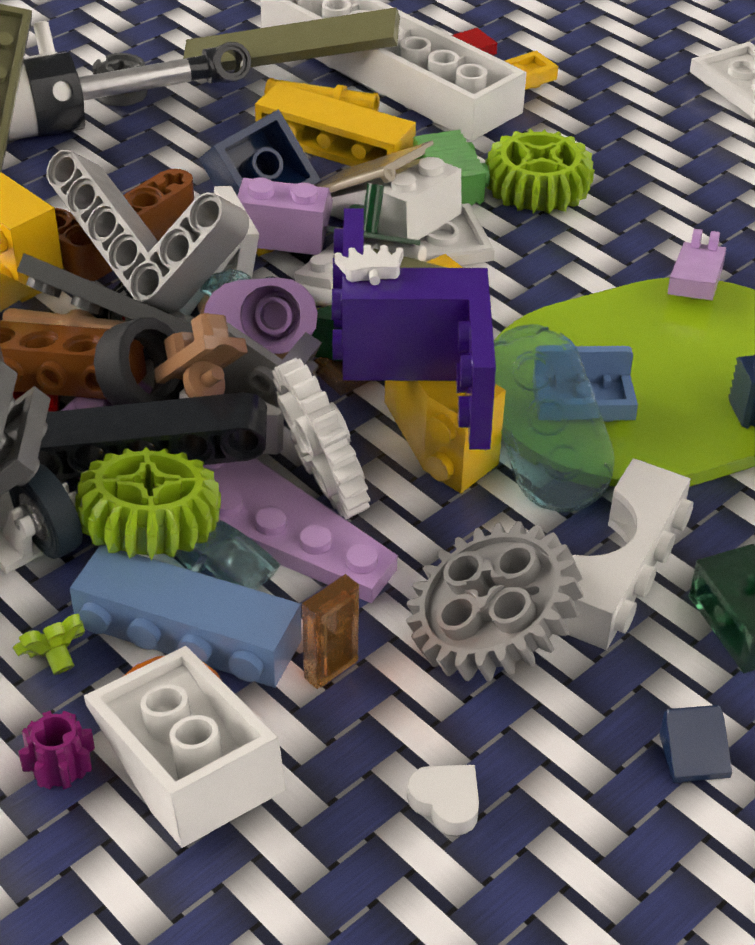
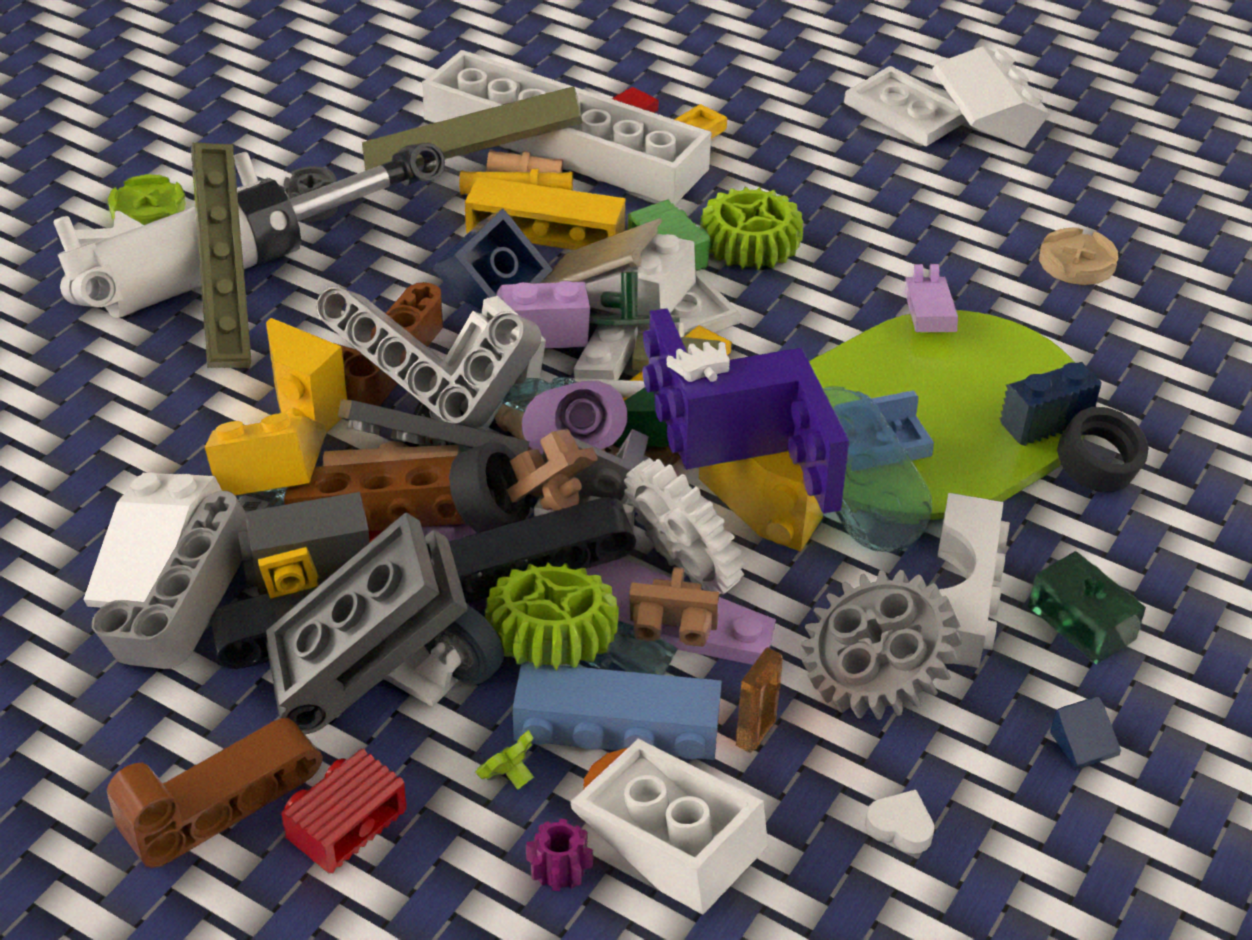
camera: 15 degrees left, 0 degrees up
(283, 515) = (673, 604): none -> medium nougat hips
(324, 77) = (521, 163): none -> light nougat pin

